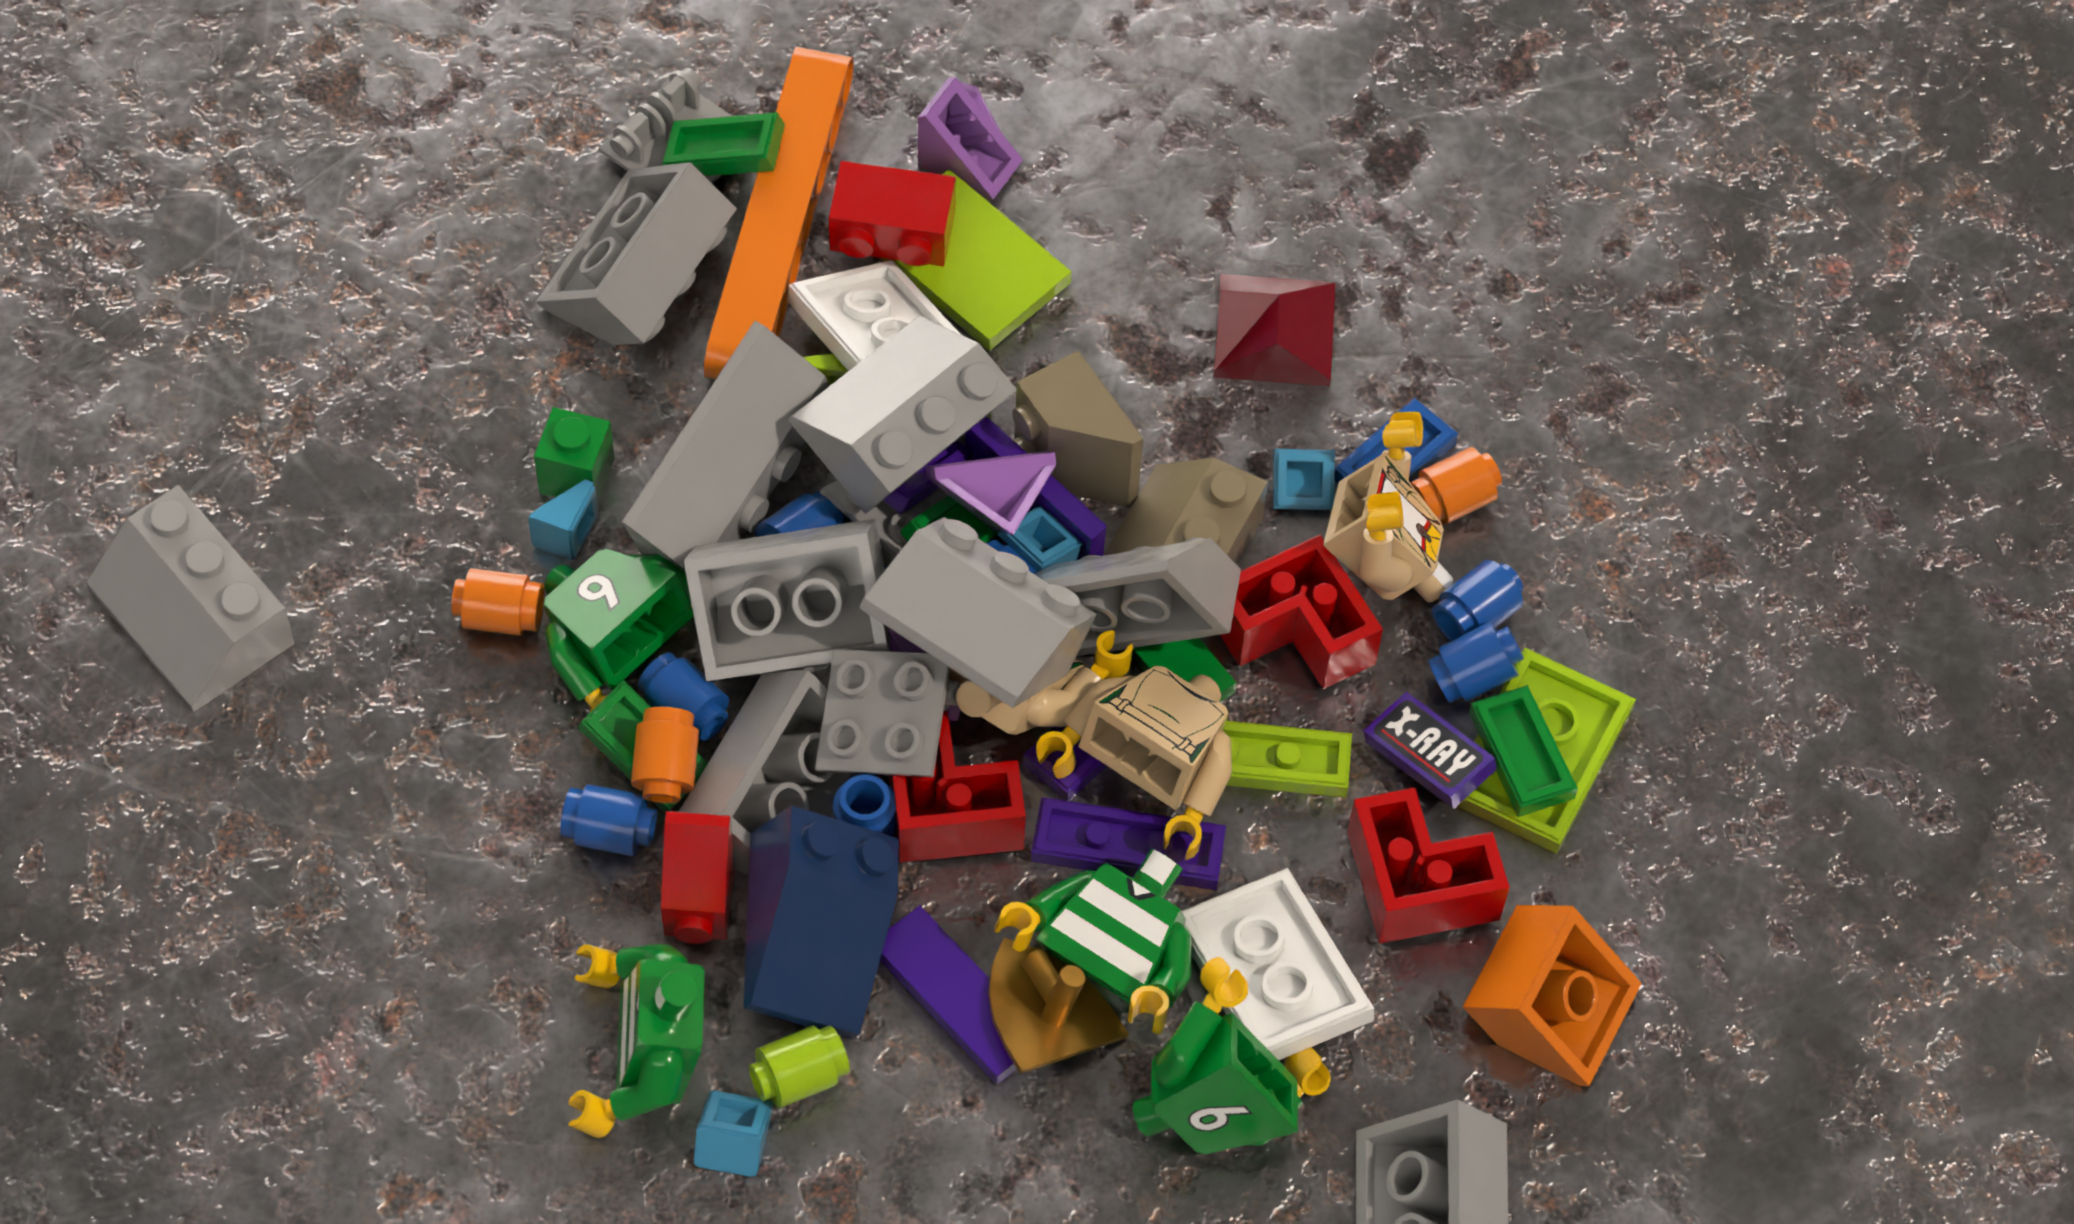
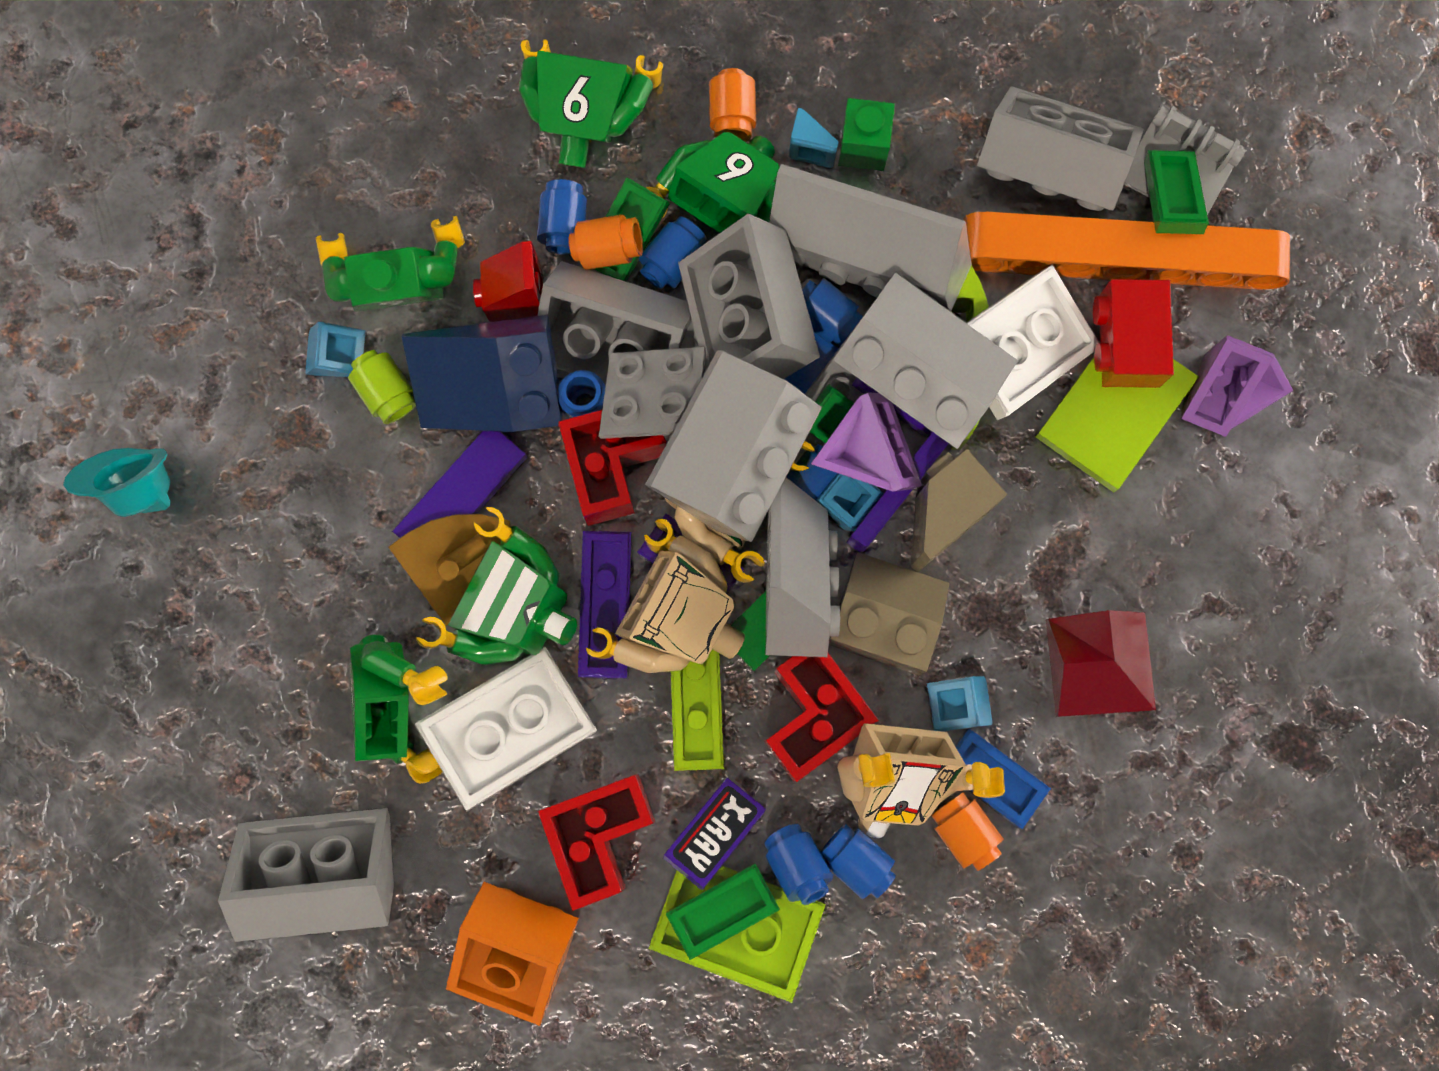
camera: 85 degrees right, 20 degrees up
(449, 773) = (583, 97): none -> green torso

